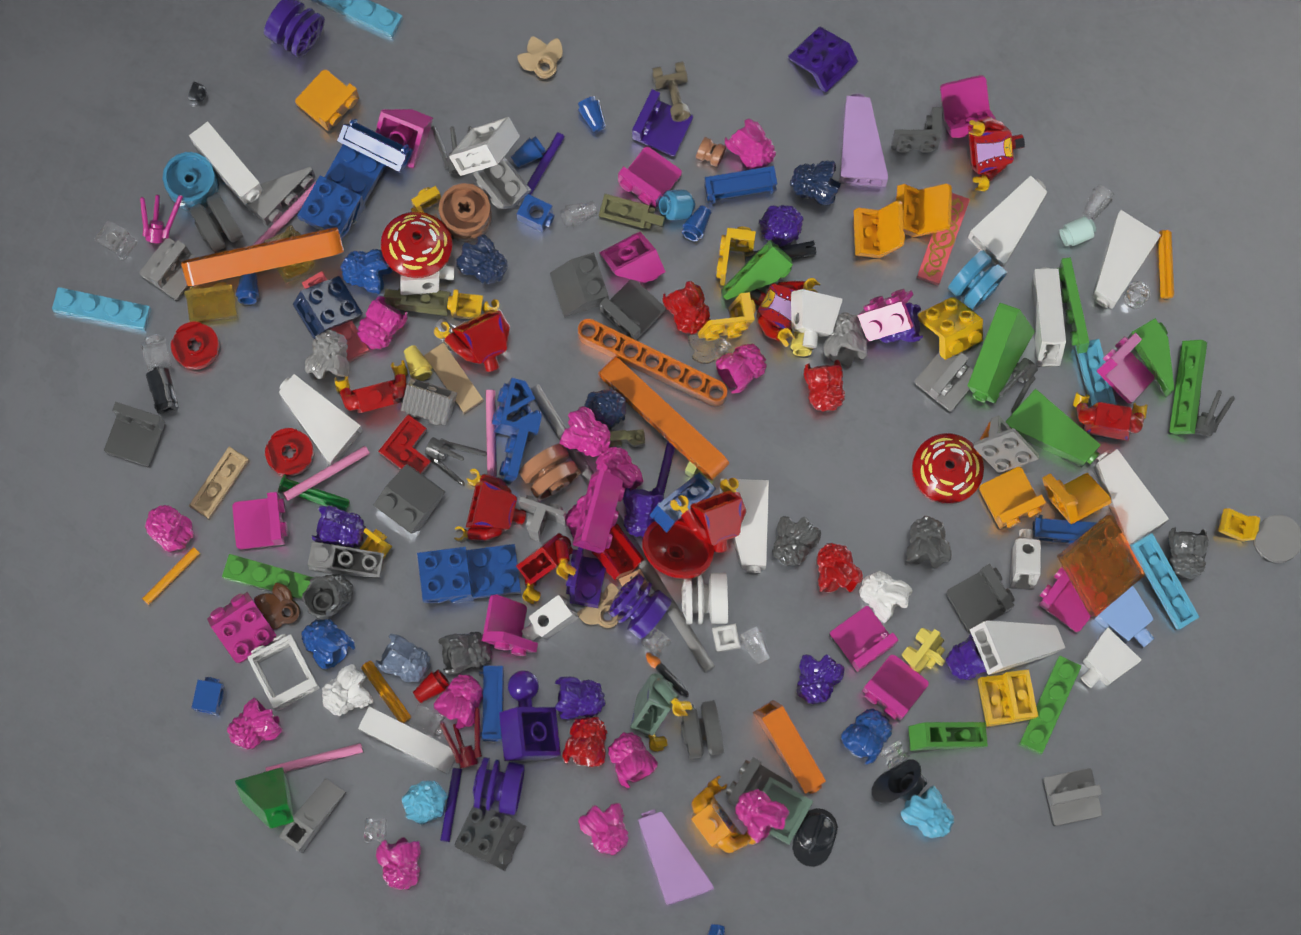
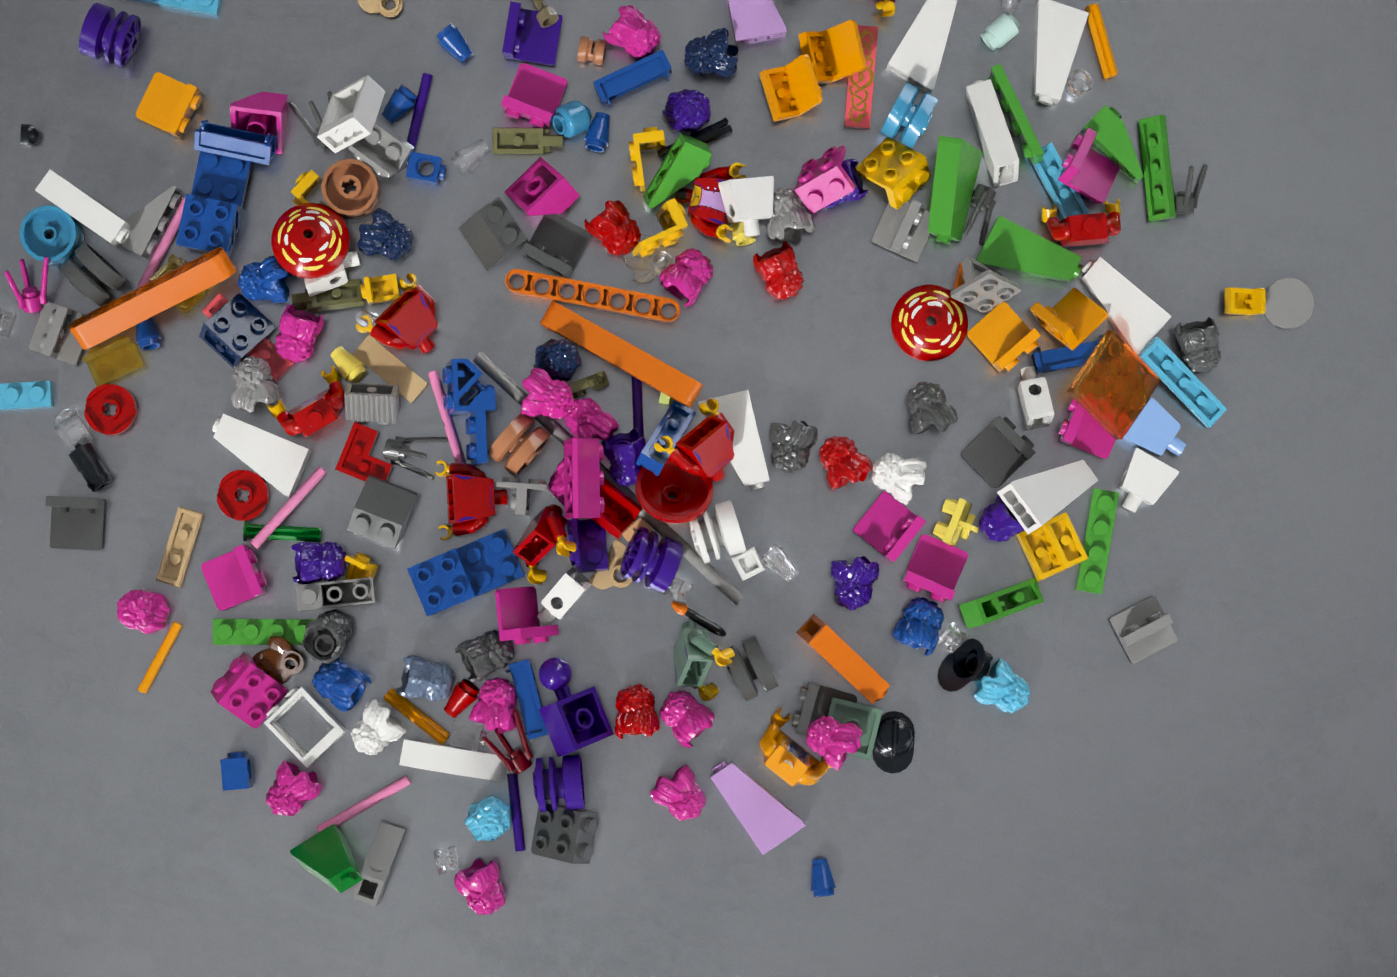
camera: 10 degrees left, 10 degrees up
(579, 698) = (615, 669): dark purple hair -> none

